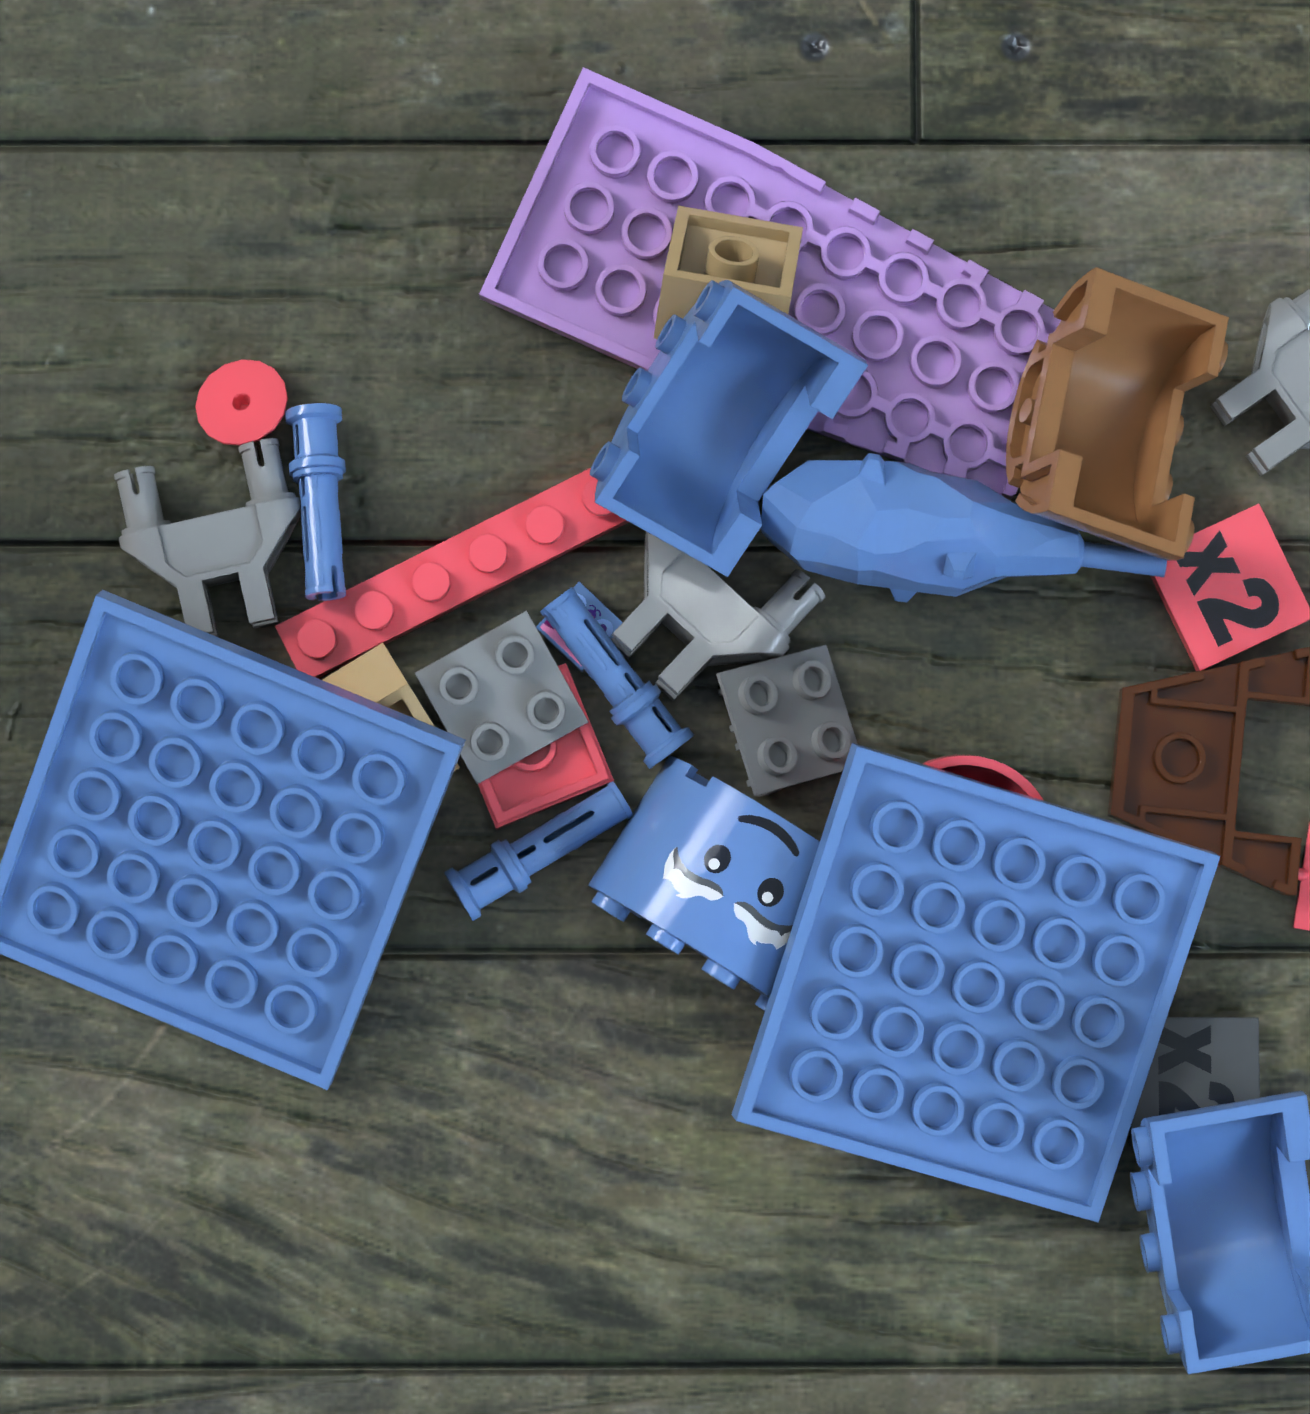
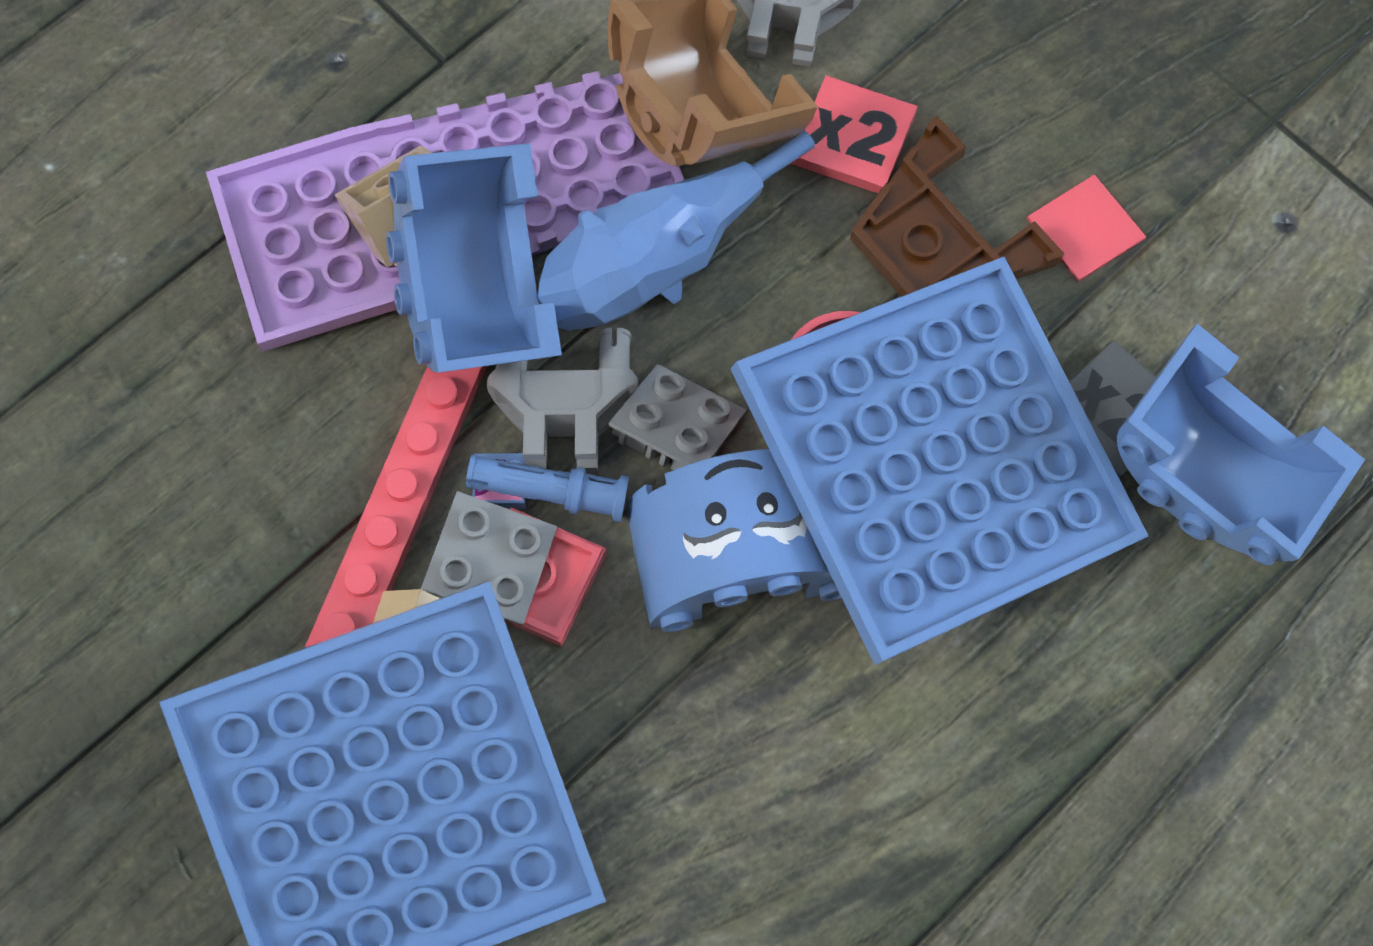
camera: 40 degrees left, 15 degrees down
(215, 546) = (223, 629): light grey connector -> none
(241, 402) = (162, 534): coral piece -> none
(317, 472) = (249, 530): medium blue pin -> none
(511, 864) = (591, 653): medium blue pin -> none

